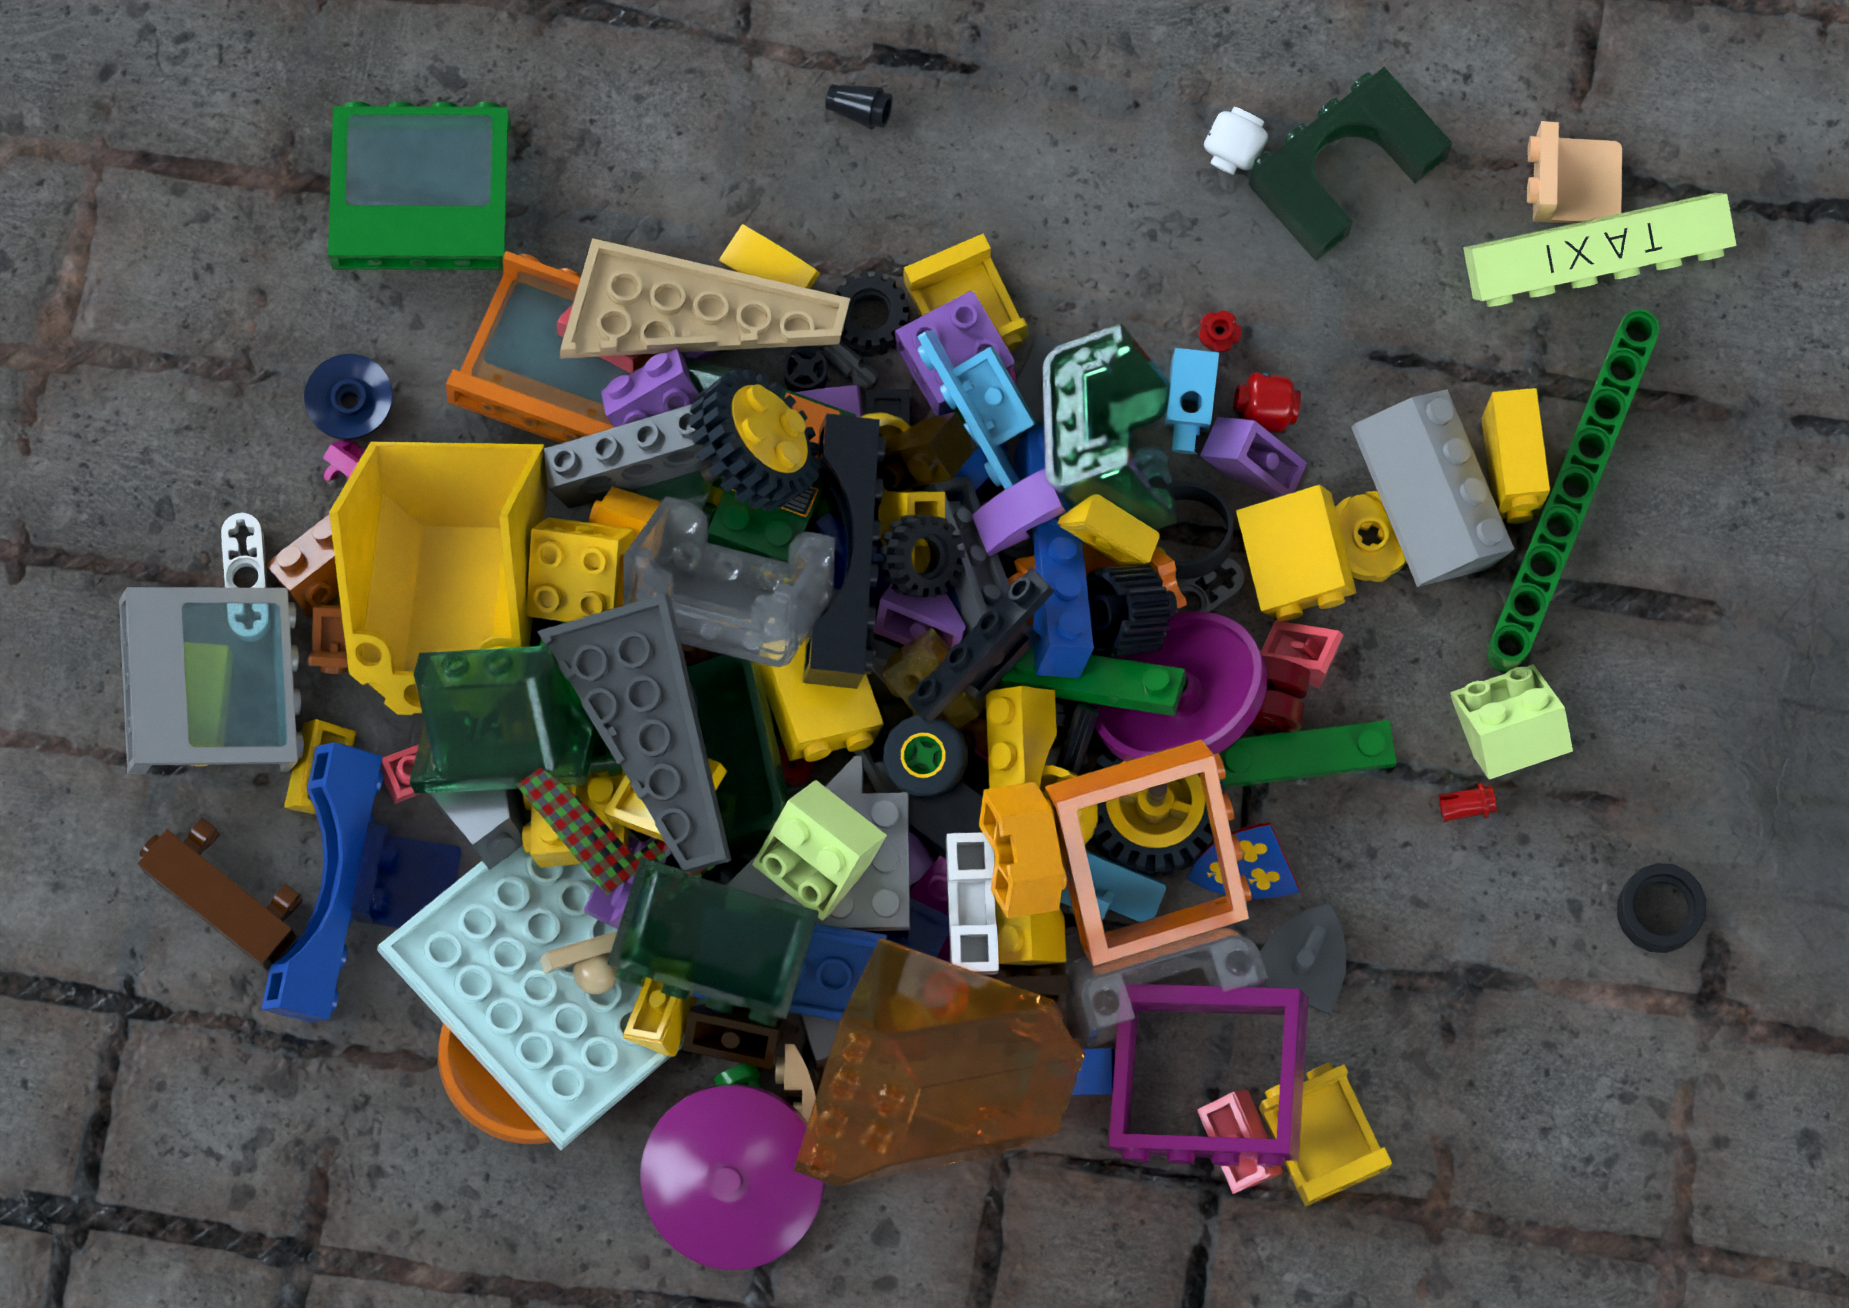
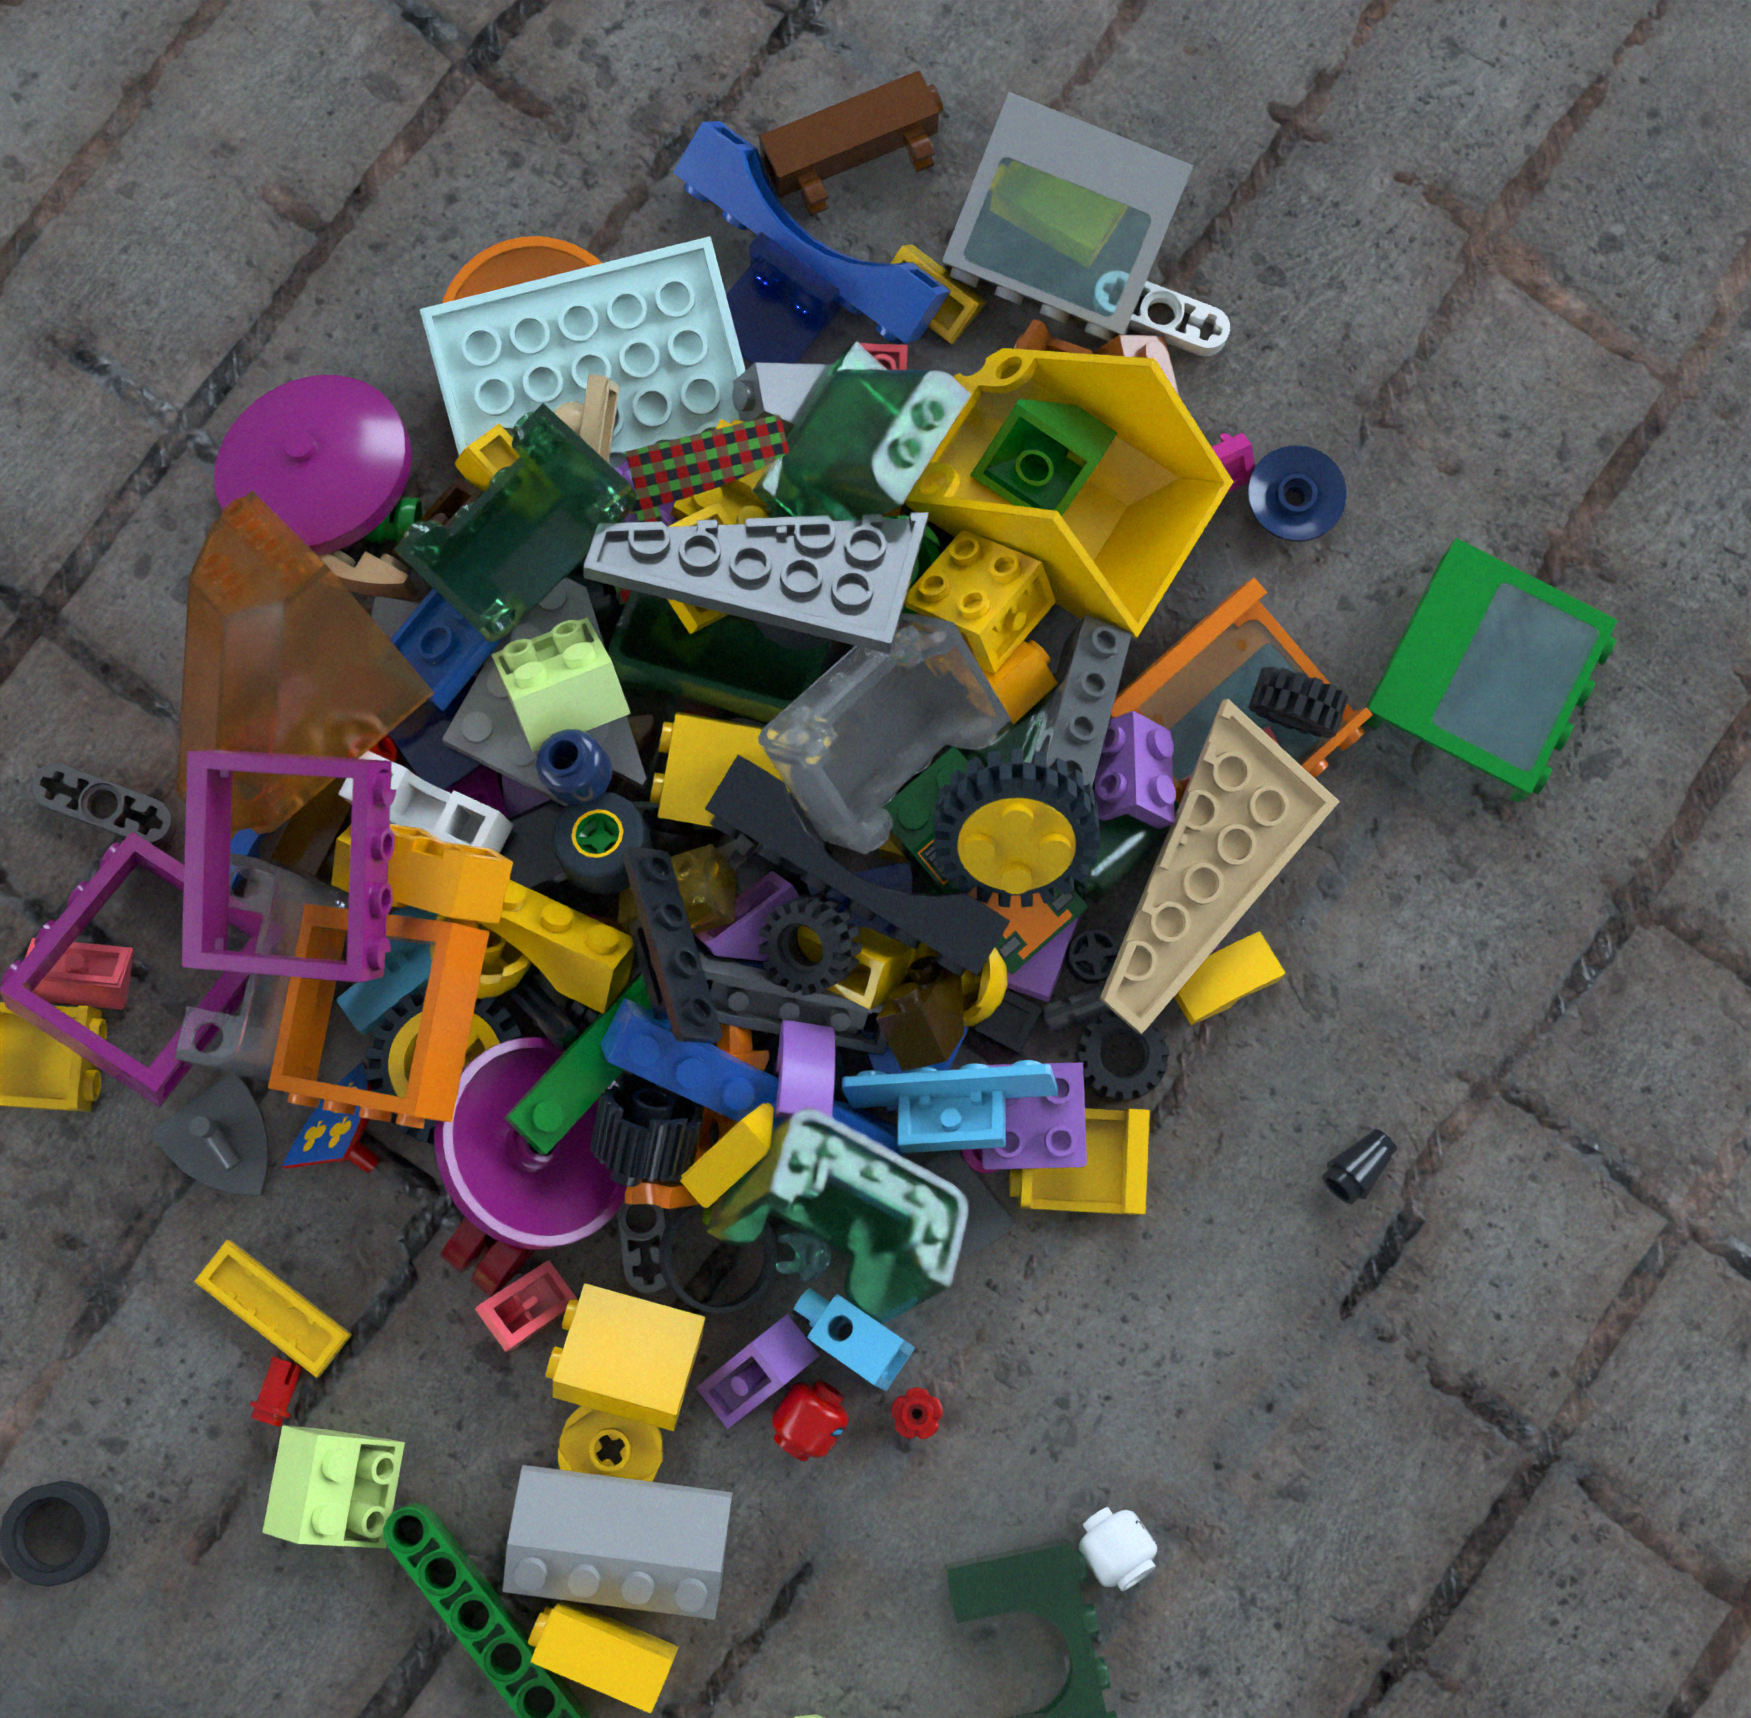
camera: 115 degrees right, 5 degrees up
(427, 590) = (1043, 454): none -> green slope
(528, 306) = (1298, 702): none -> black tyre
(864, 797) = (574, 767): none -> dark blue head
(1002, 980) = (209, 864): none -> magenta window
(1113, 1227) = (76, 779): none -> dark grey beam
(1308, 754) = (413, 1269): green plate -> none
(1408, 840) = (273, 1308): none -> yellow plate

